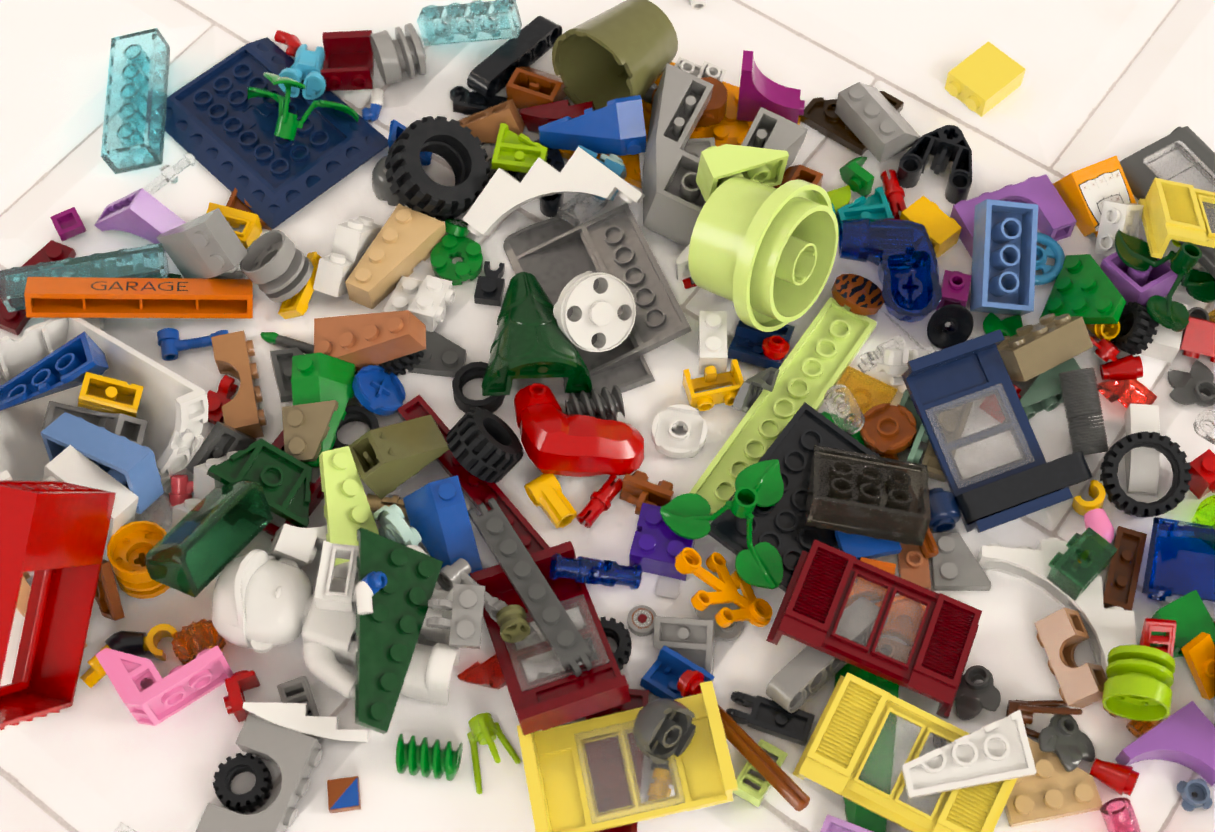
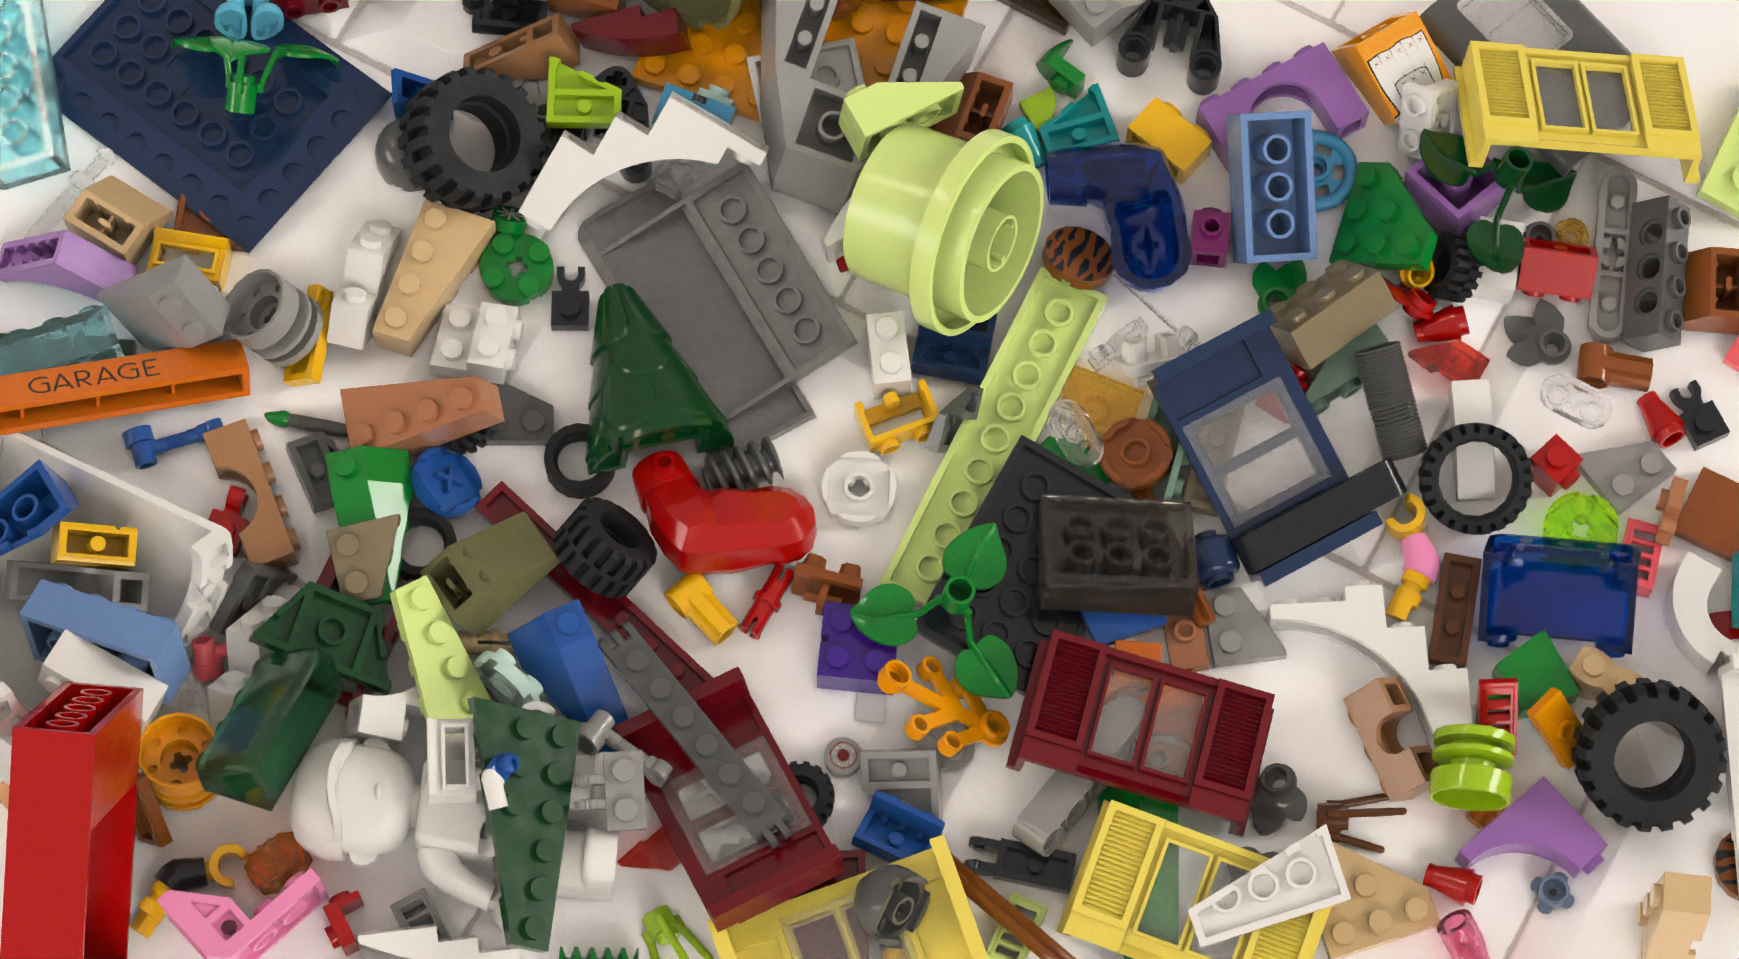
camera: 10 degrees left, 10 degrees up
(184, 194) = (116, 218): none -> tan slope
(376, 105) = (359, 34): arm -> none
(513, 623) = (681, 788): olive wheel -> none
(595, 311) = (726, 338): white piece -> none
(595, 571) = (775, 702): clear blue piece -> none
(609, 130) = (712, 53): blue wedge -> none
(690, 683) = (916, 836): red plate -> none
(775, 347) = (974, 353): red plate -> none
(893, 192) = (1115, 92): red pin -> none
(959, 330) = (1211, 302): black piece -> none
(1067, 741) = (1395, 851): dark grey plate -> none
(1073, 576) = (1389, 635): clear green brick -> none

